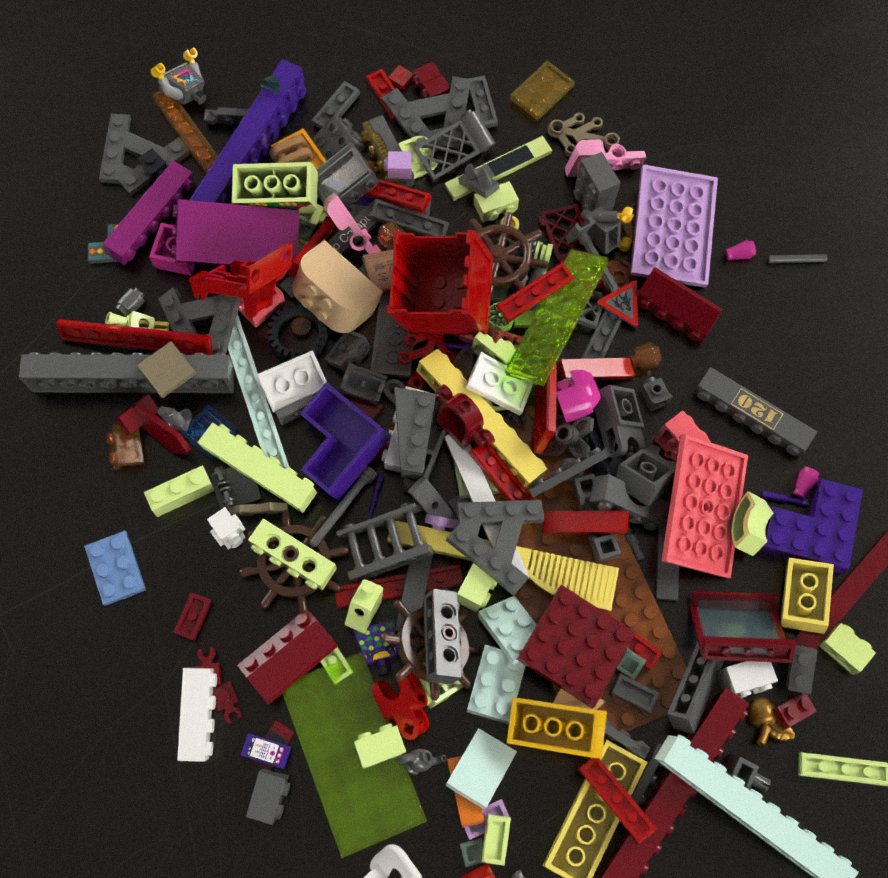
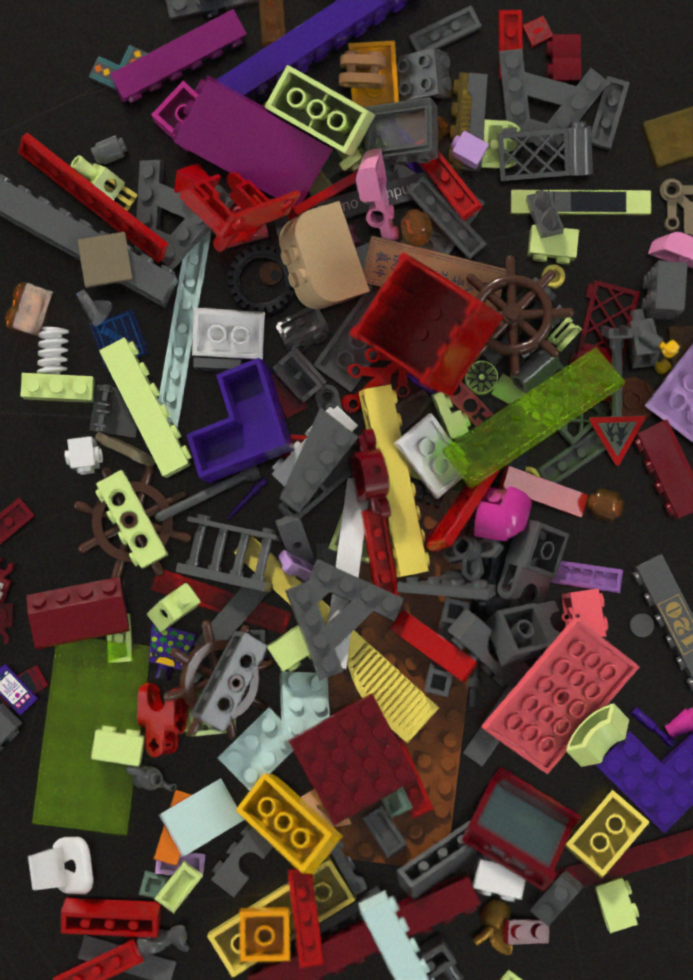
camera: 25 degrees right, 15 degrees up
(143, 415) = (59, 285): dark red piece -> none
(158, 464) = (52, 350): none -> white piece
(530, 803) = (230, 874): none -> dark grey arch
(535, 292) = (524, 380): red tile -> none
(593, 832) = (264, 934): none -> light orange brick
(655, 399) = (584, 554): dark grey brick -> none
(657, 417) = (589, 577): none -> medium lavender plate
(727, 429) = (641, 625): none -> dark grey tile

